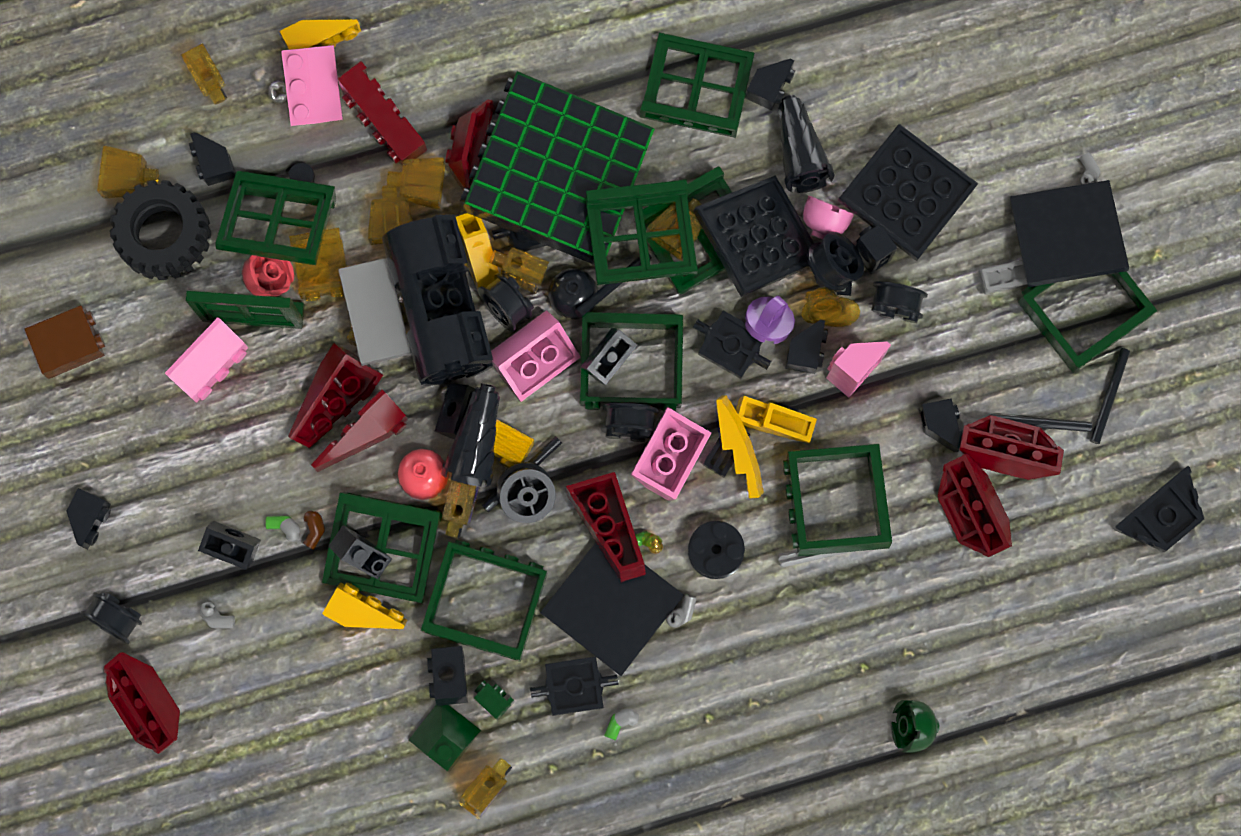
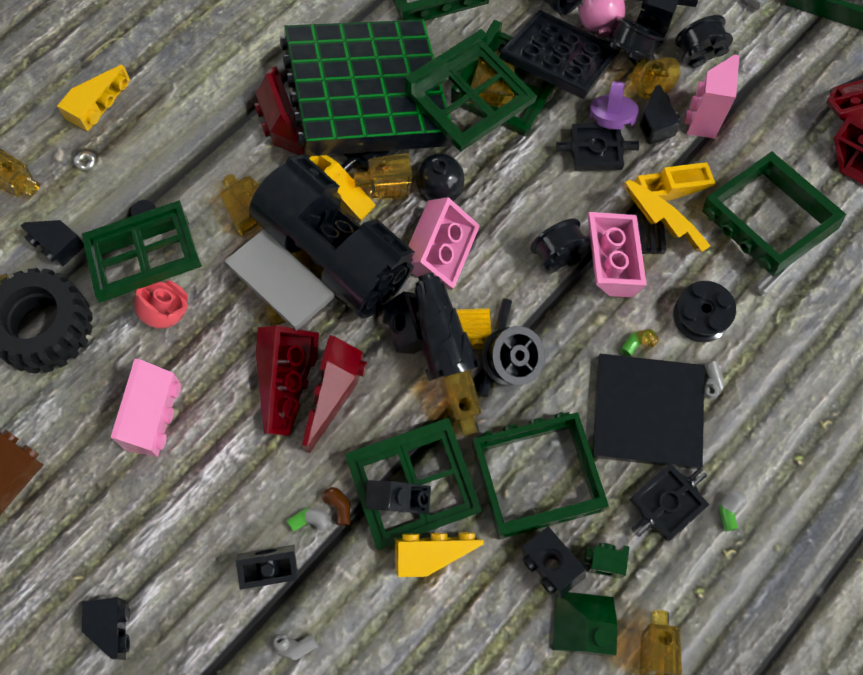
camera: 30 degrees left, 10 degrees down
(247, 309) = (160, 346): dark green window -> none
(312, 85) = (110, 132): bright pink slope -> none
(325, 276) = (211, 281): clear yellow panel -> none
(380, 115) = (185, 125): dark red wedge -> none
(420, 181) = (252, 158): clear yellow torso -> none
(421, 474) = (408, 397): coral cylinder -> none
(505, 301) = (391, 207): black wheel -> none
(602, 293) = (466, 161): black bar -> none
(608, 521) = (605, 339): dark red wedge -> none
(609, 356) = (510, 199): black brick -> none
(633, 321) = (508, 170): dark green window -> none
(941, 423) = (804, 114): black slope -> none

